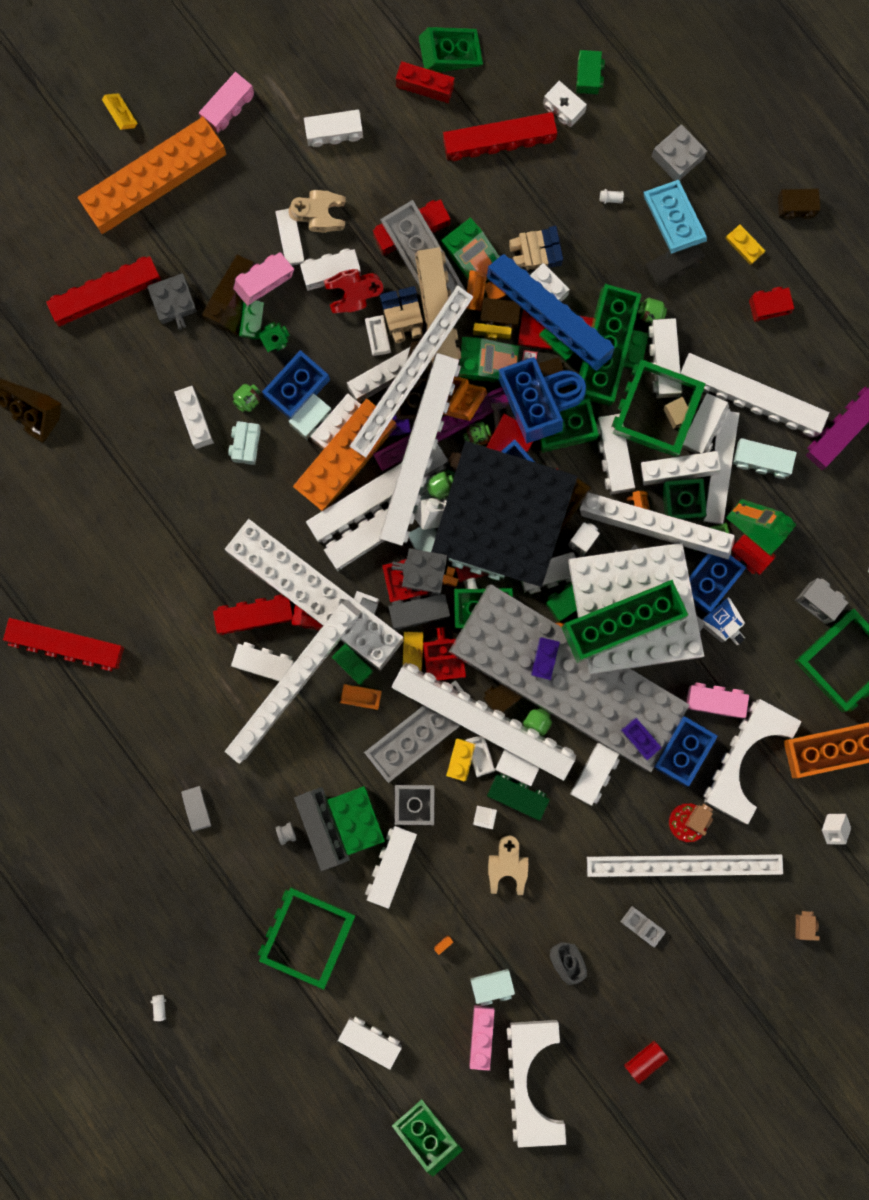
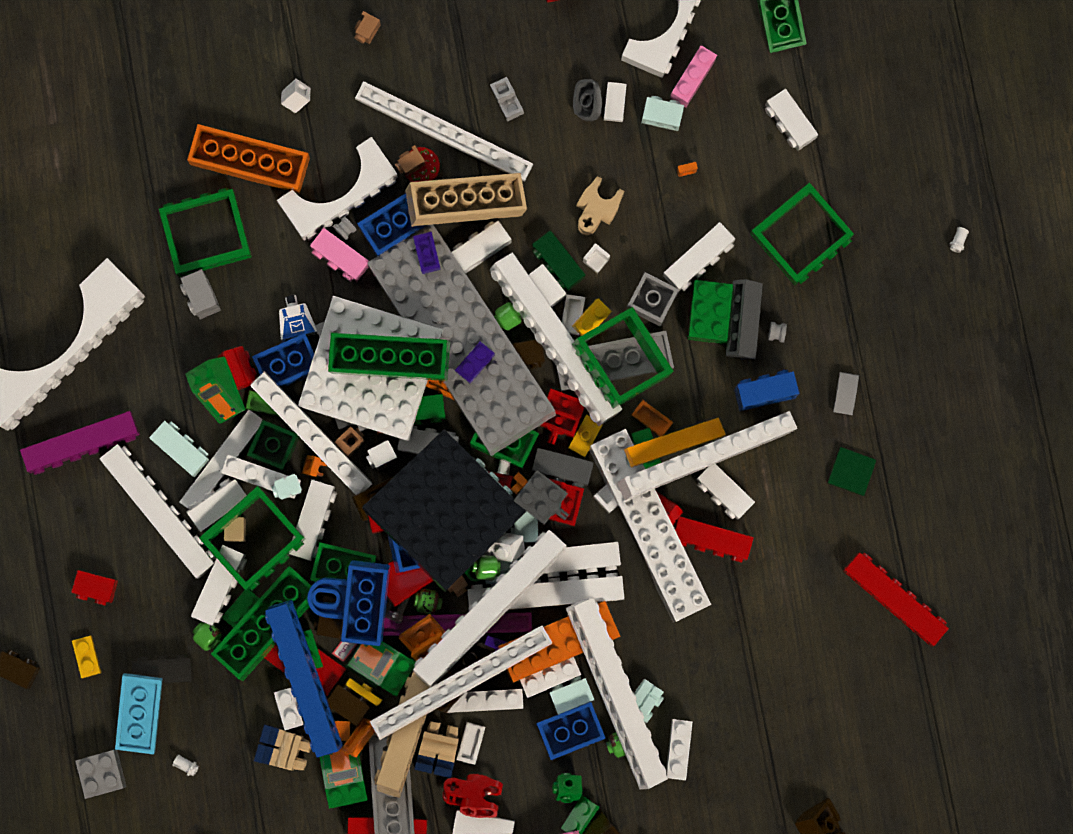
camera: 155 degrees left, 0 degrees up
(157, 740) = (851, 471): none -> dark green tile
(269, 772) = (766, 390): none -> blue brick
(271, 433) = (617, 693): none -> white brick
(329, 680) = (674, 442): none -> light orange tile
(400, 760) = (646, 343): none -> green window
(542, 975) = (615, 102): none -> white tile
(621, 533) = (342, 441): none -> medium nougat brick
(631, 808) = (465, 199): none -> tan brick
(653, 463) = (285, 487): none -> light aqua brick
(726, 728) = (344, 228): none -> light grey wheel

